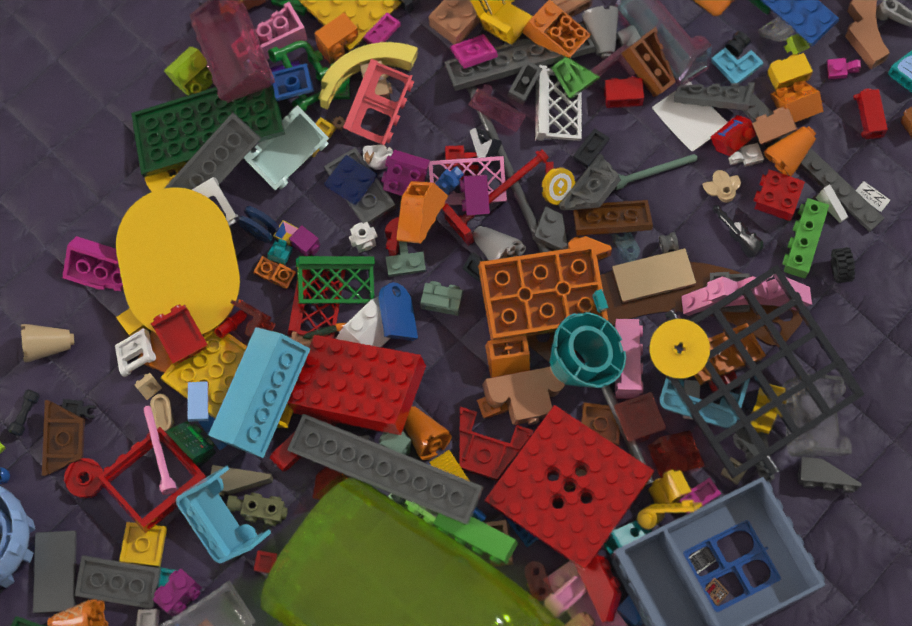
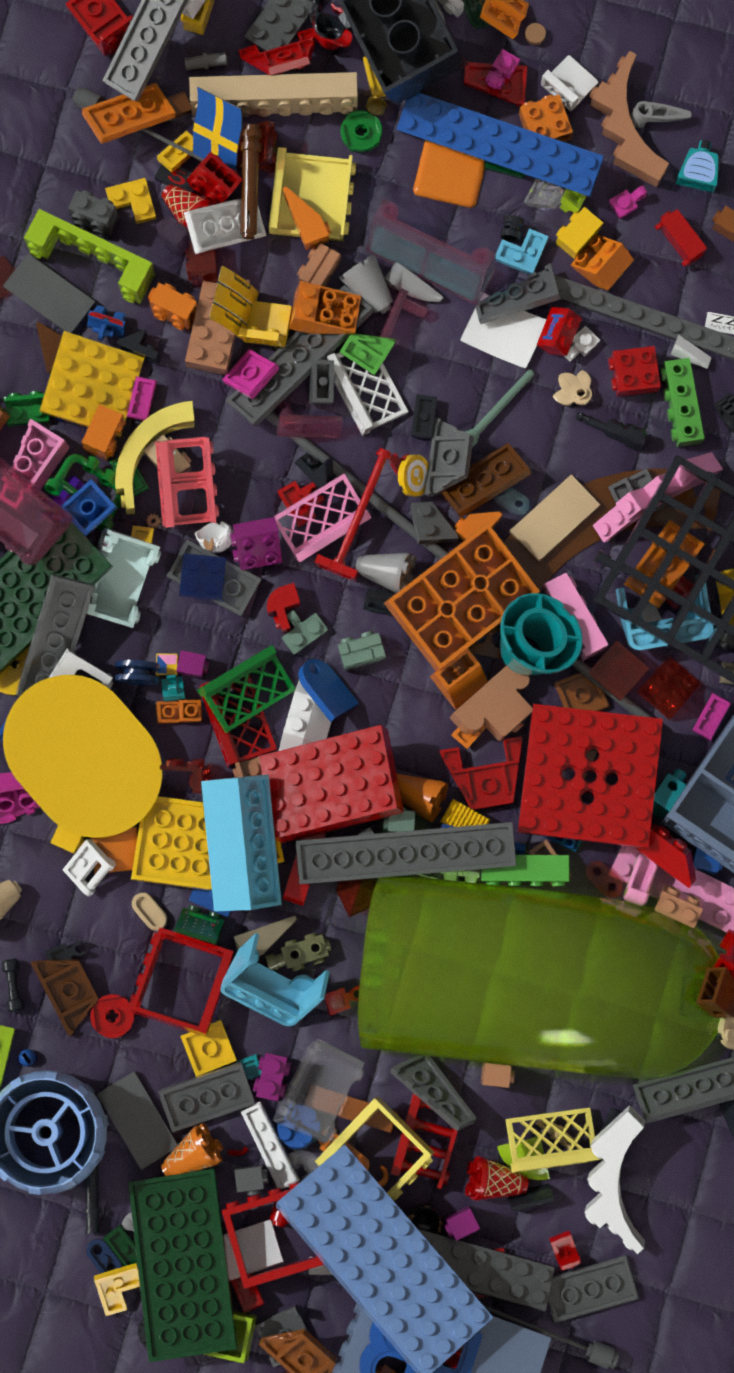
camera: 35 degrees left, 10 degrees up
(148, 386) = (121, 893): tan tile -> none
(167, 484) = (203, 980): bright pink piece -> none
(179, 334) = (127, 827): red panel -> none
(197, 401) = (183, 883): light blue tile -> none
(230, 324) = (167, 789): red axle -> none
(324, 331) = (275, 734): piece -> none
(363, 237) = (251, 636): white brick -> none
(419, 210) = (295, 577): orange slope -> none
(449, 180) = (306, 531): blue hips -> none
(476, 194) = (339, 525): magenta brick -> none
(600, 301) = (524, 578): teal tile -> none
(623, 92) = (425, 340): red brick -> none
(649, 62) = (436, 297): dark orange wedge -> none
(655, 513) = (681, 756): yellow door -> none
(668, 242) = (552, 477): dark grey wheel -> none
(670, 488) = (682, 727): yellow brick -> none
(692, 340) = (641, 596): yellow piece -> none
(774, 126) = (596, 302): nougat brick -> none
(791, 150) = (625, 319): orange cone -> none

